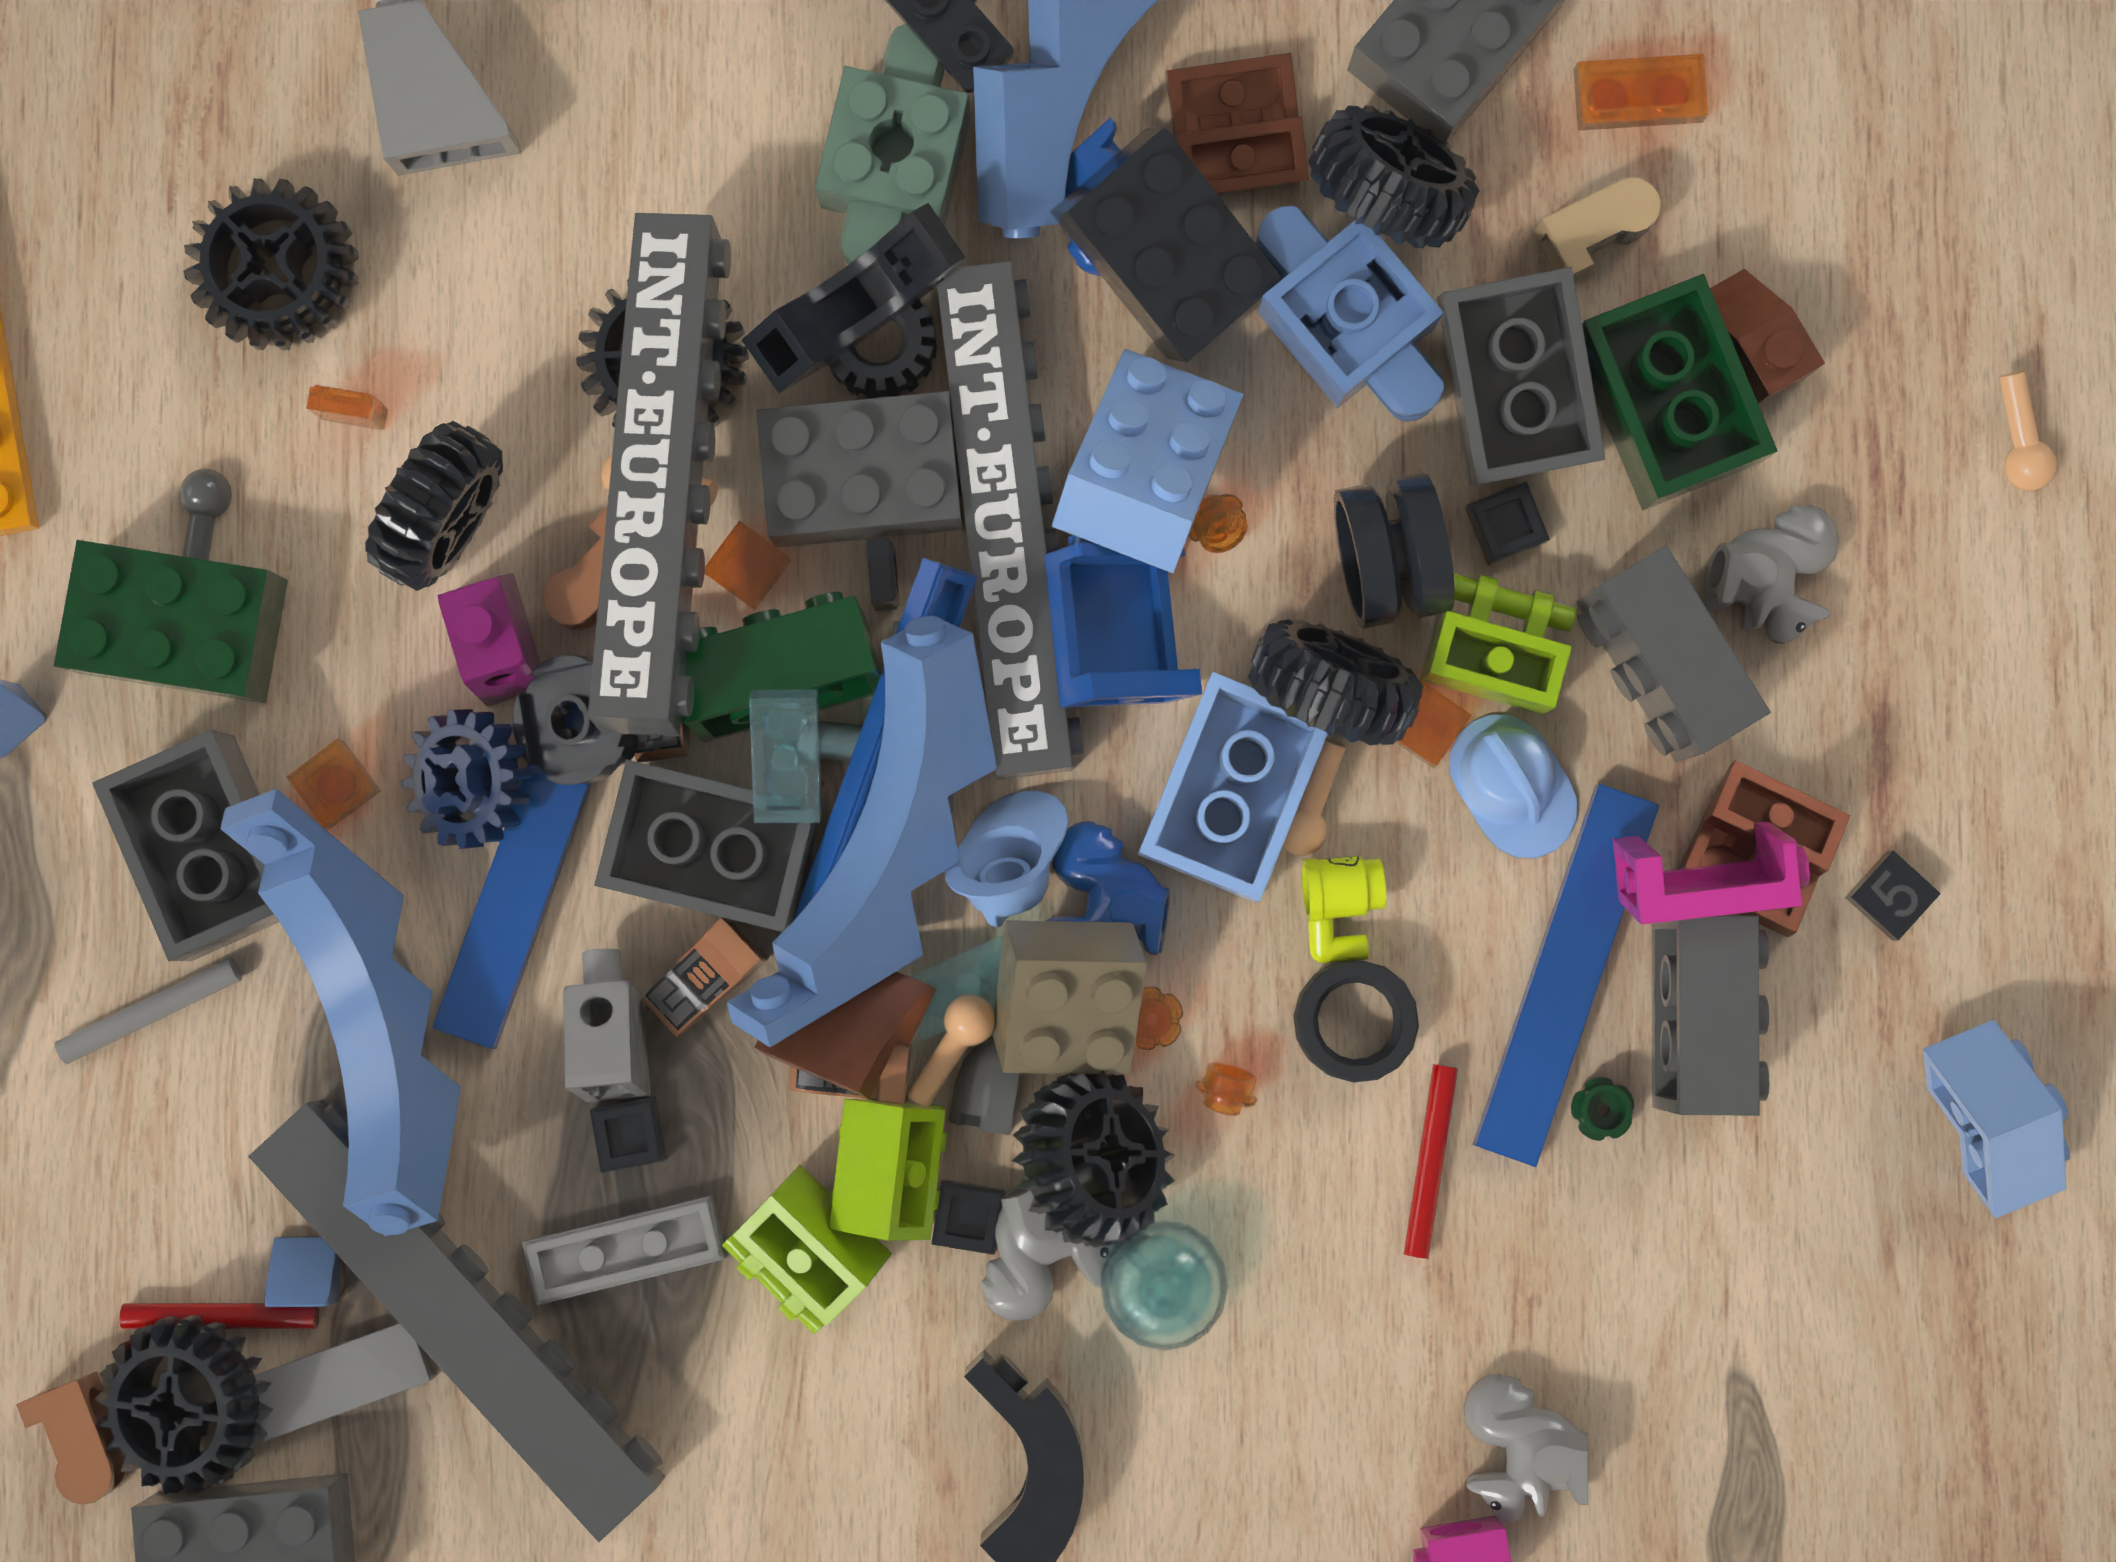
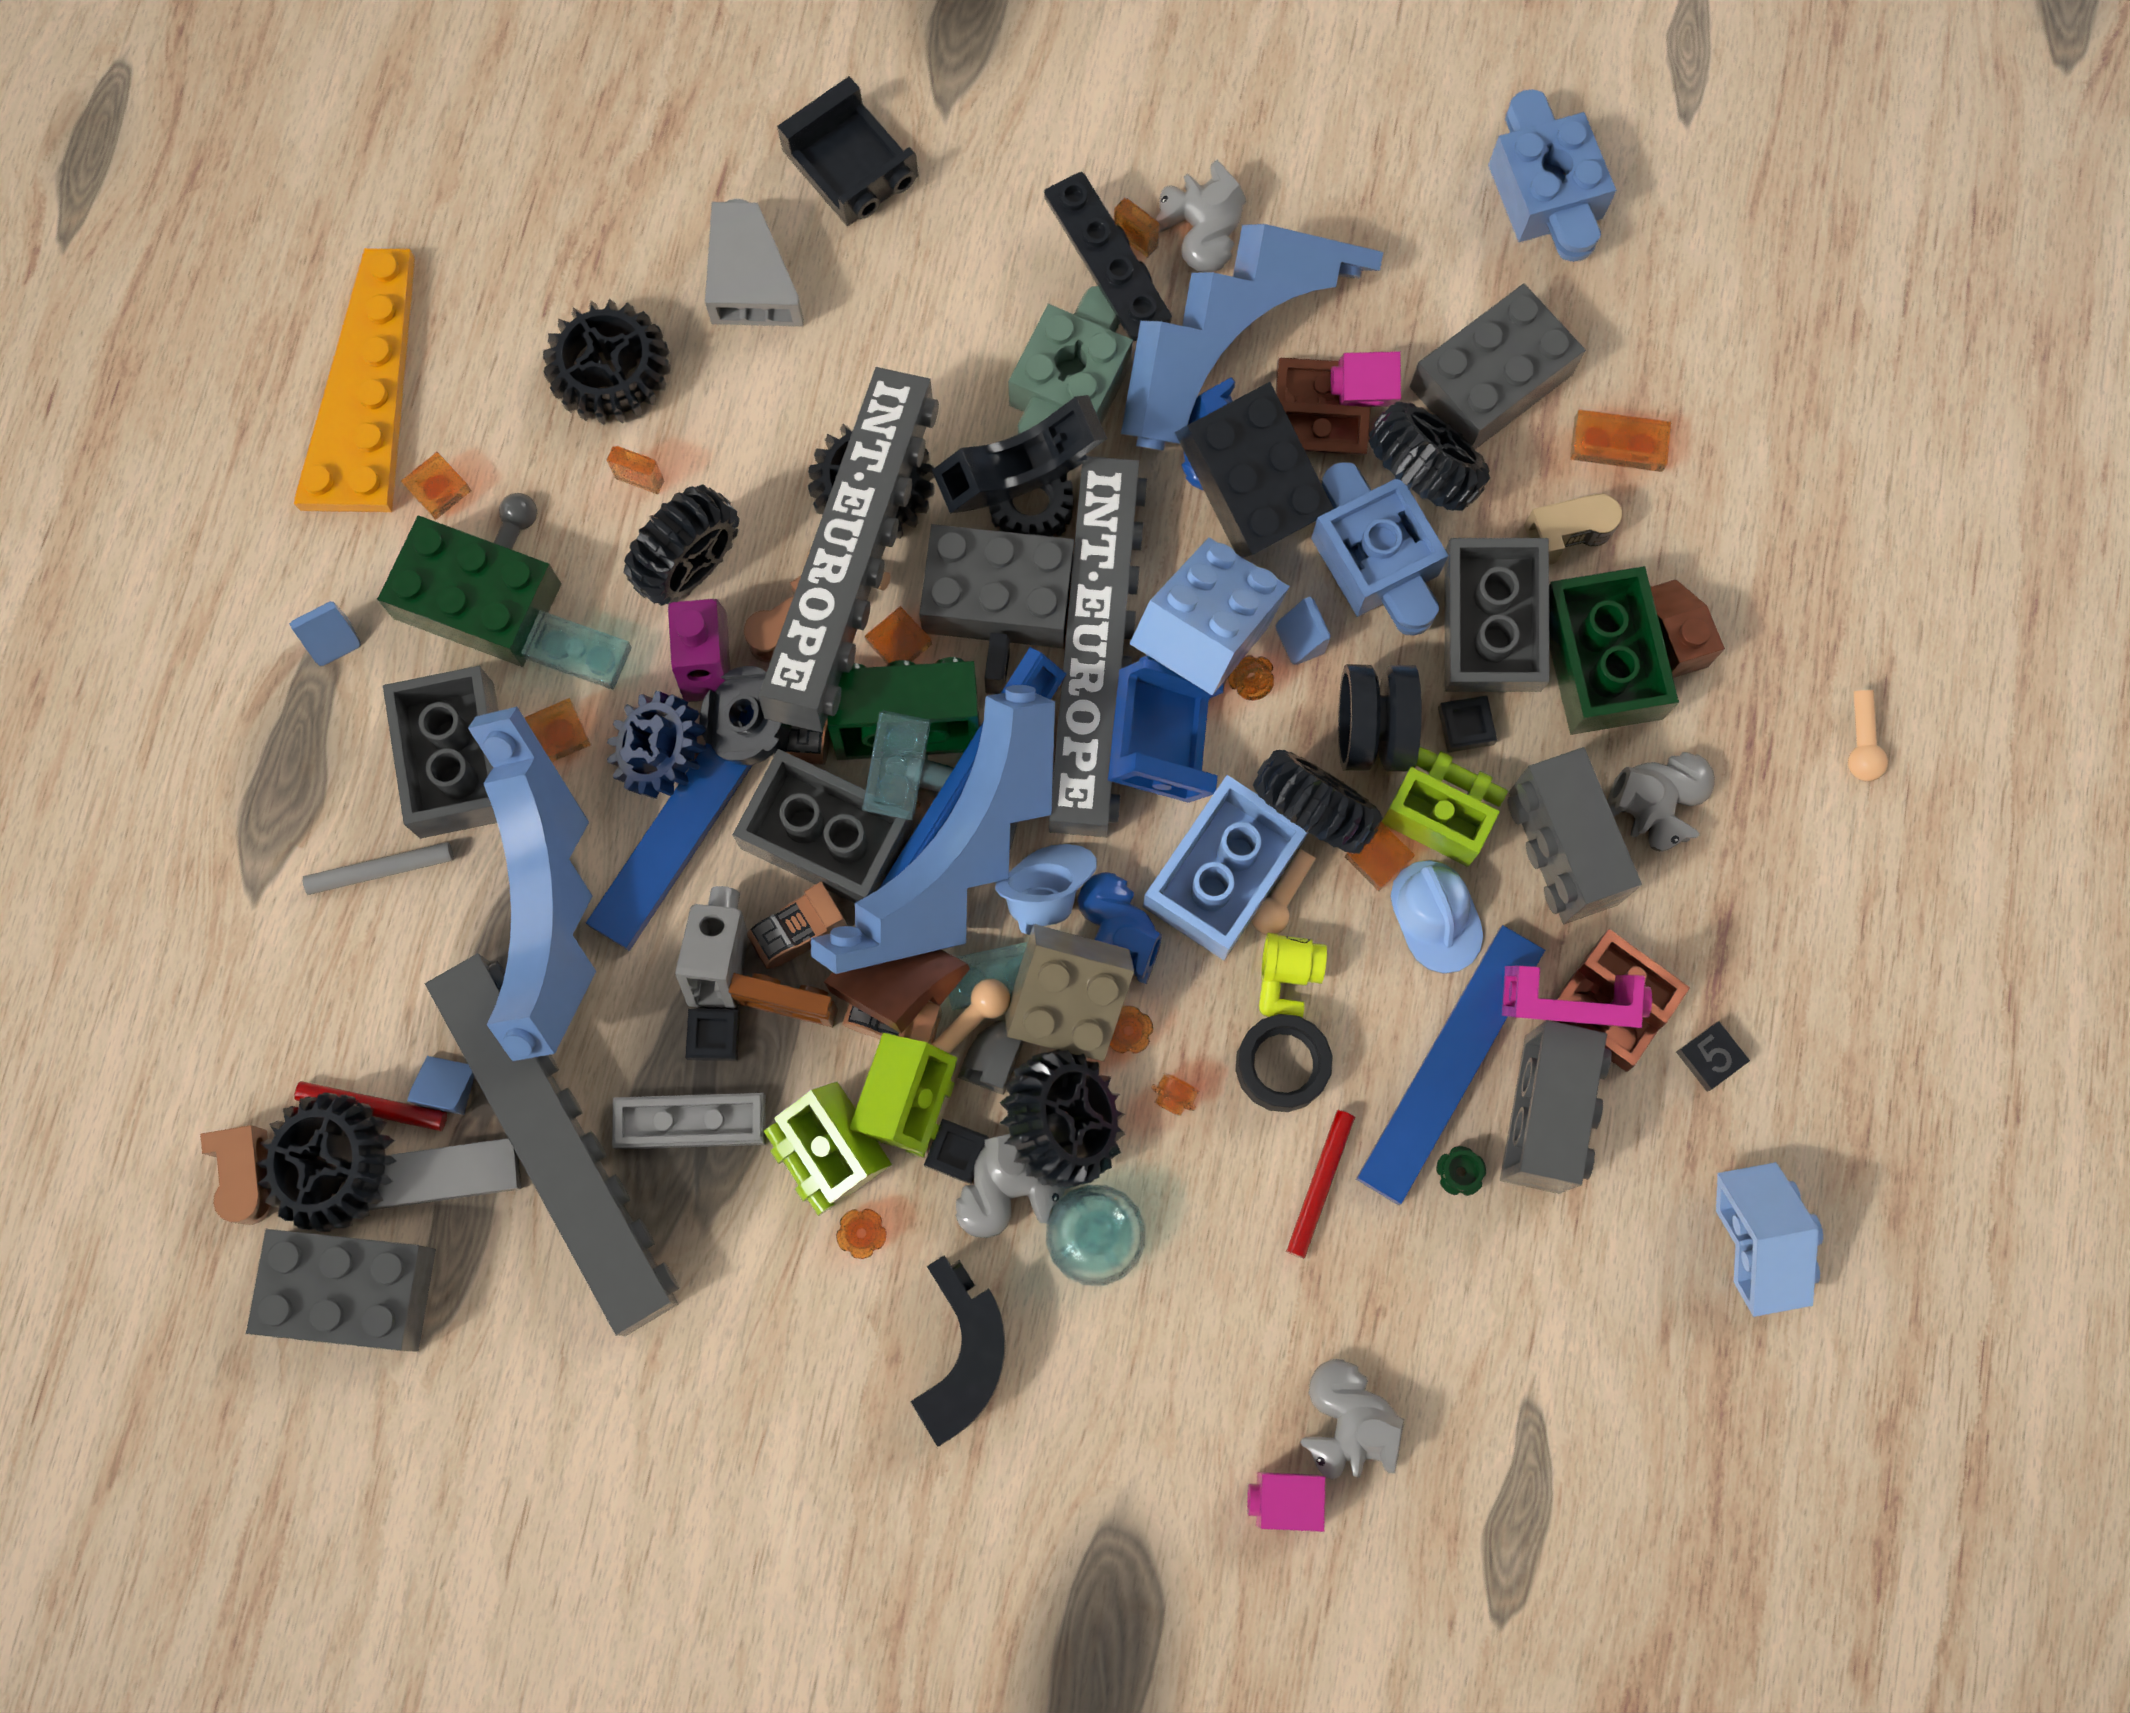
camera: 10 degrees right, 10 degrees down
(88, 484) = (436, 485): none -> clear orange plate
(330, 670) = (576, 650): none -> clear light blue plate
(682, 1073) = (770, 996): none -> dark orange plate
(872, 1362) = (851, 1223): none -> clear orange plate
(1272, 446) = (1303, 632): none -> medium blue slope
(1291, 82) = (1367, 379): none -> dark pink brick

